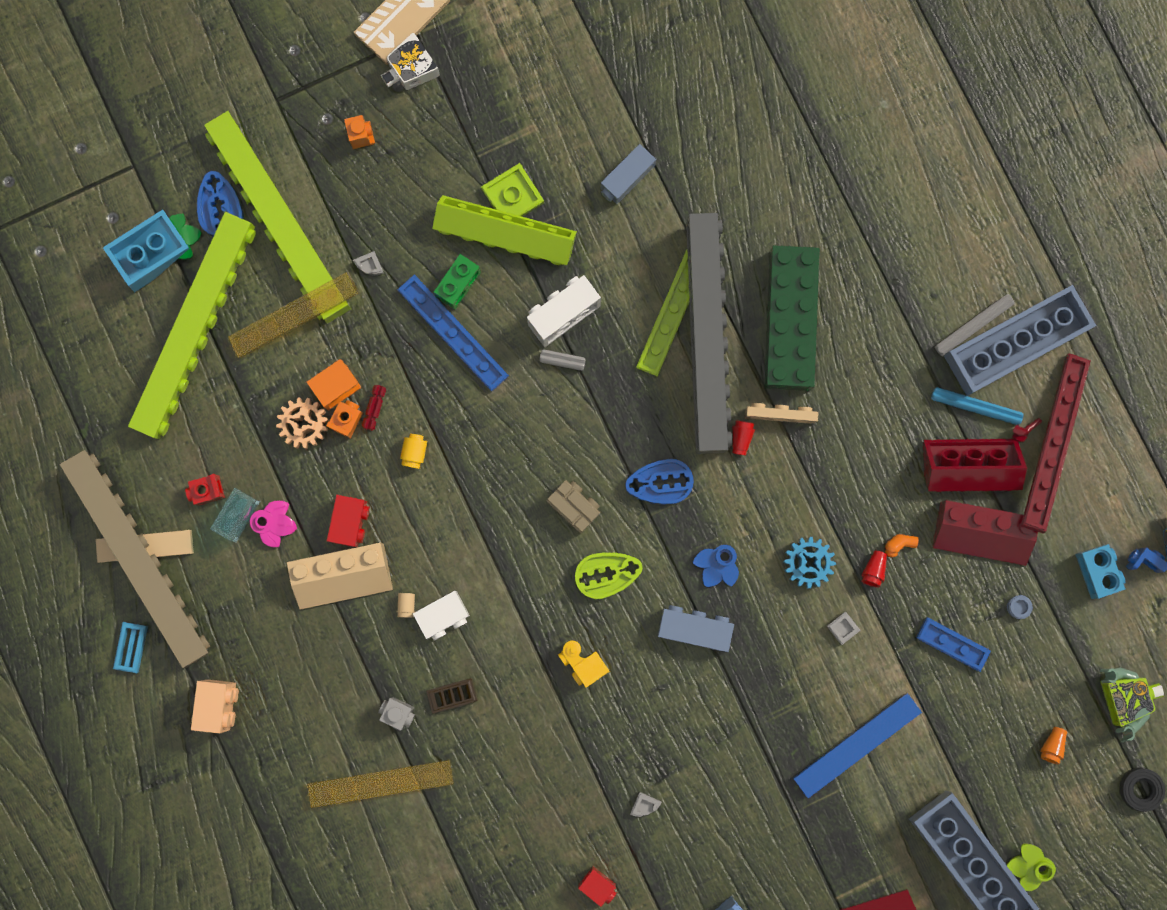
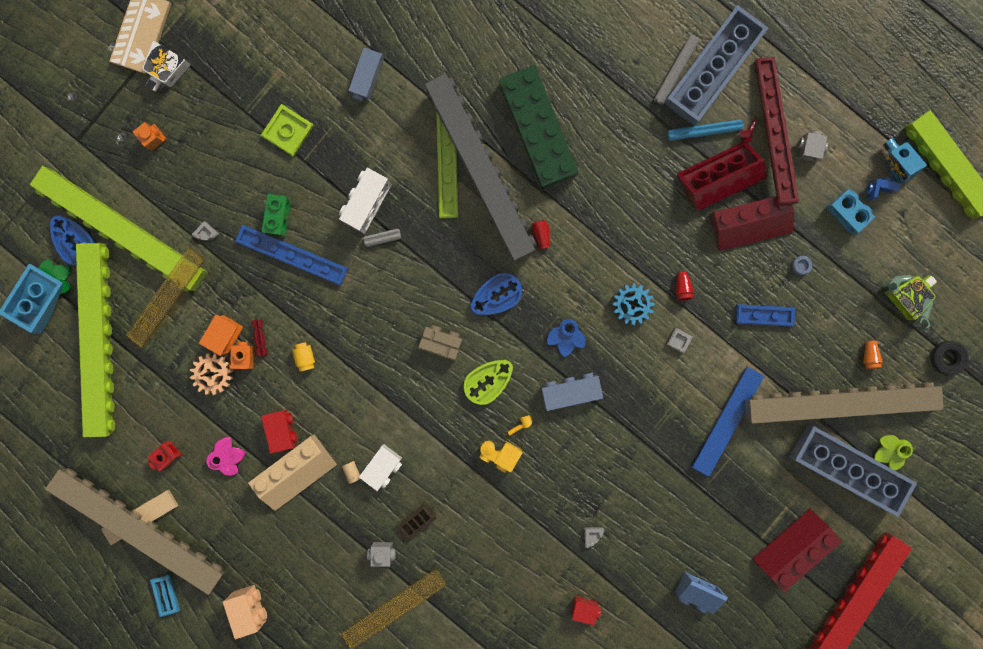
camera: 20 degrees left, 5 degrees up
(235, 515) = (194, 465): clear light blue brick -> none
(504, 230) = (292, 160): lime brick -> none
(628, 640) = (525, 423): none -> yellow hand
(781, 413) = (563, 202): tan plate -> none
(899, 541) = (692, 258): orange arm -> none
(998, 785) = (843, 404): none -> dark tan brick
(1089, 479) = (812, 146): none -> light grey brick

